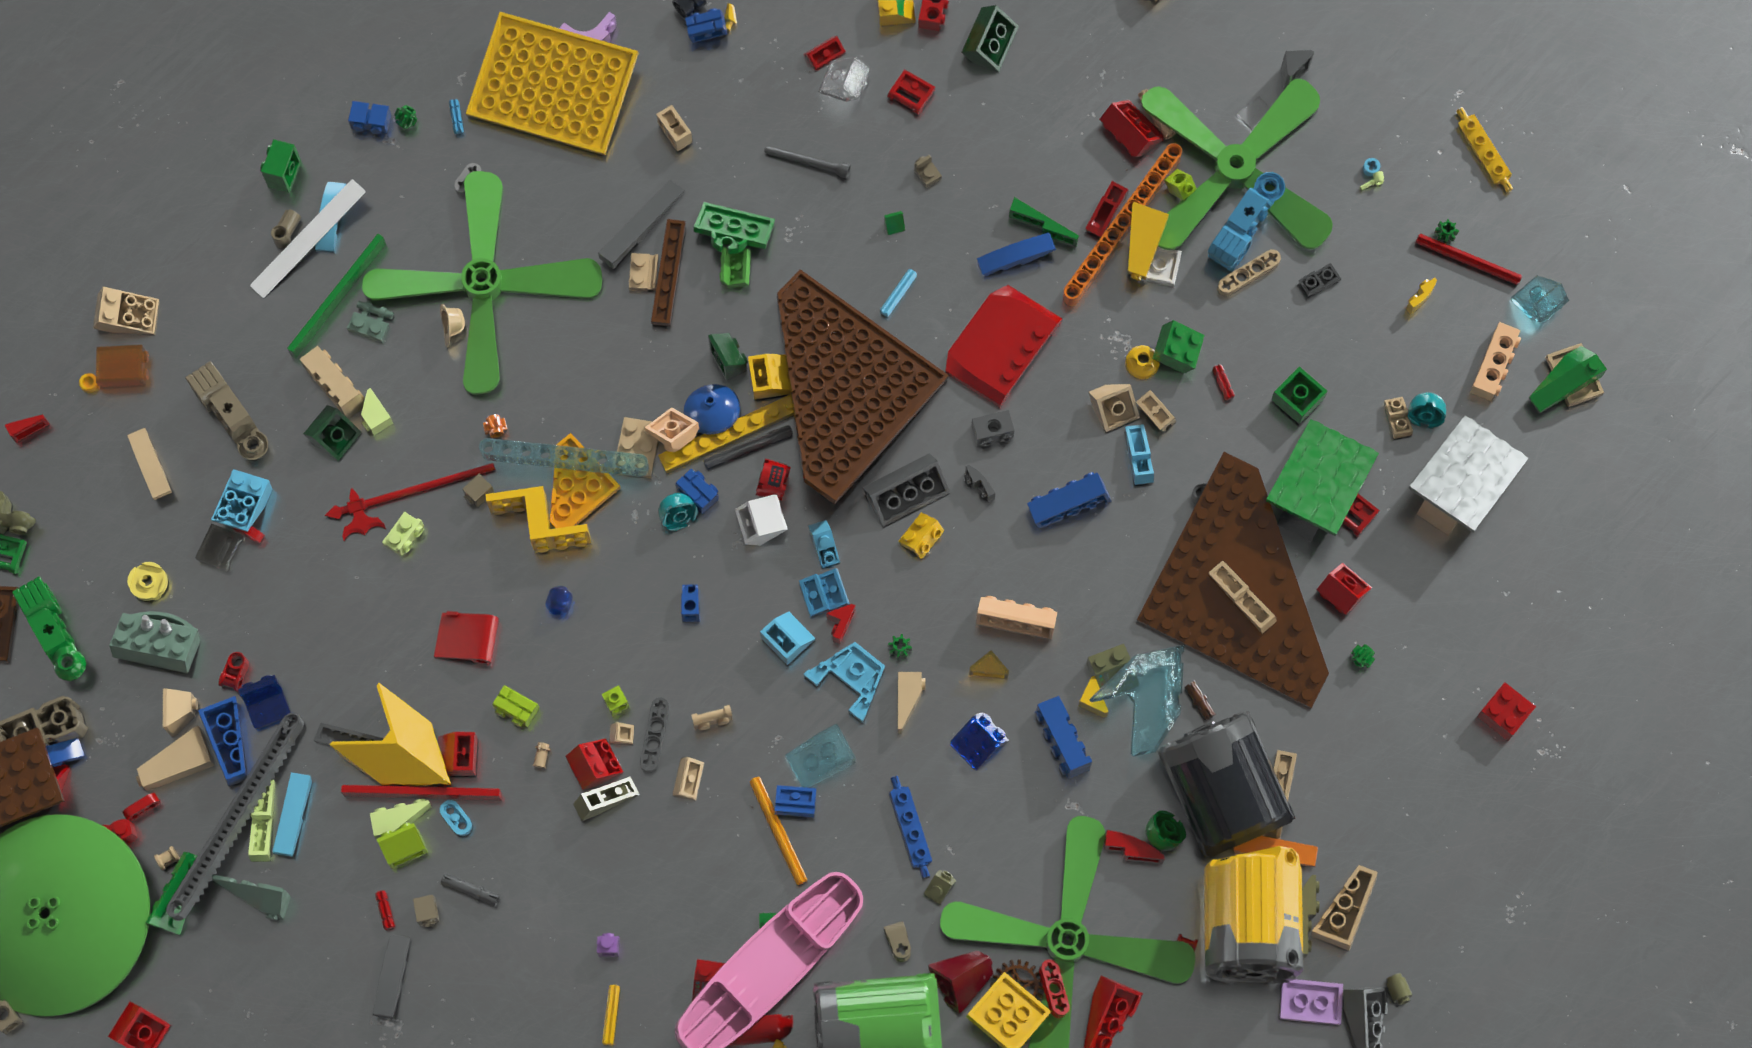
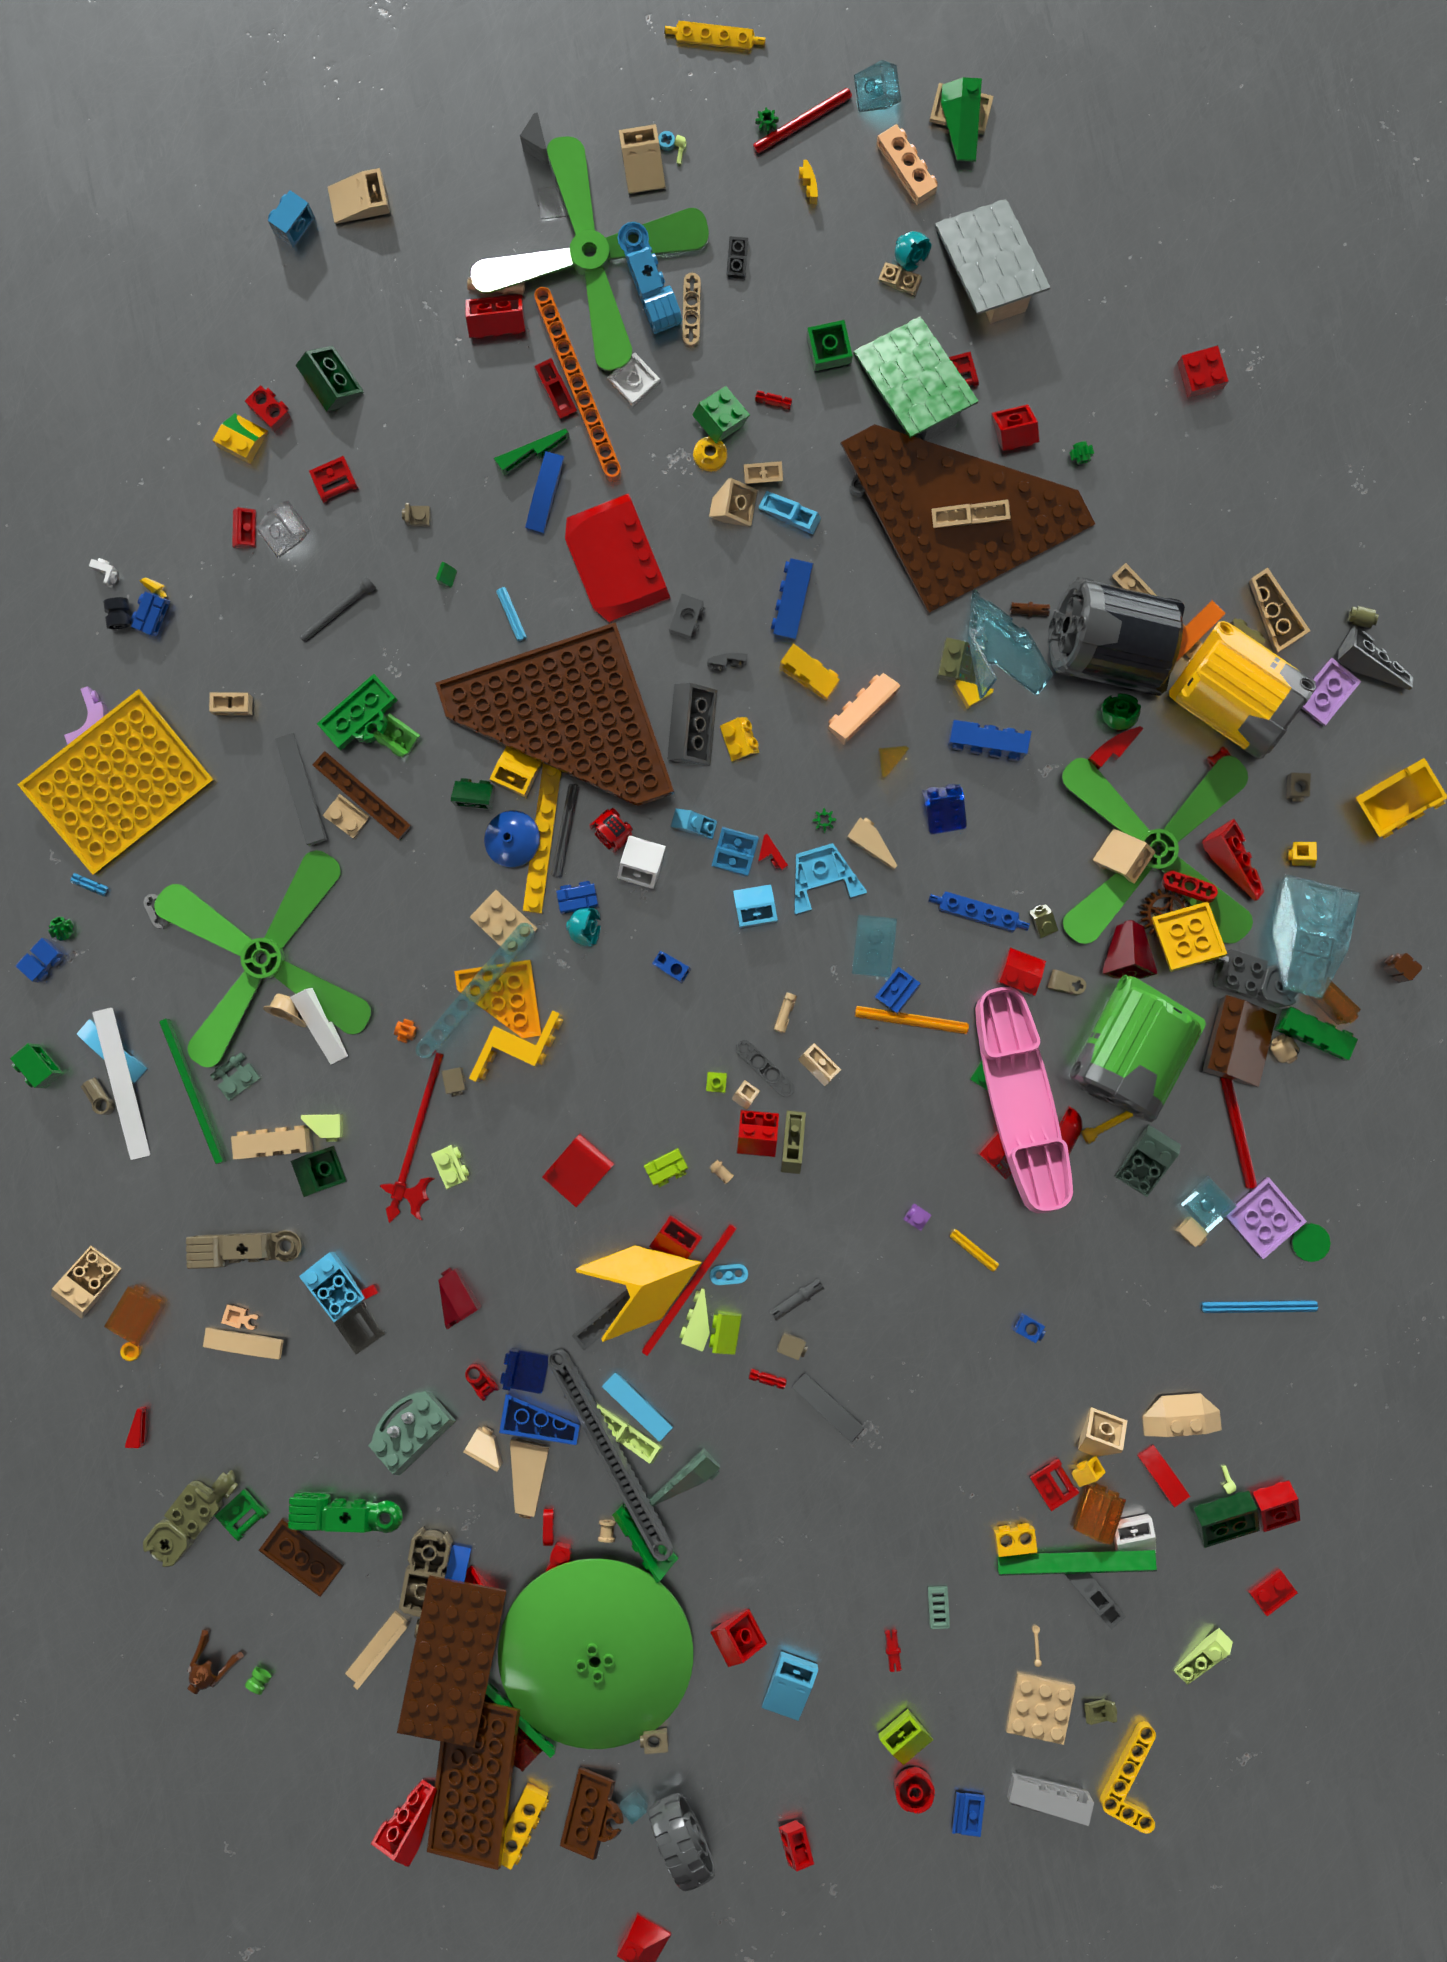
camera: 55 degrees left, 15 degrees up
(153, 590) = (350, 1417): light yellow plate -> none
(168, 445) = (235, 1317): none -> light nougat plate
(294, 607) = (456, 1297): none -> dark red slope
(452, 363) = (321, 1029): none -> white slope
(559, 600) = (597, 1074): clear blue head -> none
(673, 429) = (510, 883): light nougat slope -> none
(882, 896) = (1022, 972): none -> red slope
(1016, 552) = (809, 672): none -> yellow wedge
(1041, 914) = (1124, 855): none -> tan panel
(1145, 235) = (607, 375): yellow slope -> none
(1180, 184) = (576, 311): lime brick -> none
(1214, 1022) = (1304, 780): none -> dark tan brick
(1341, 156) = (642, 159): none -> tan slope

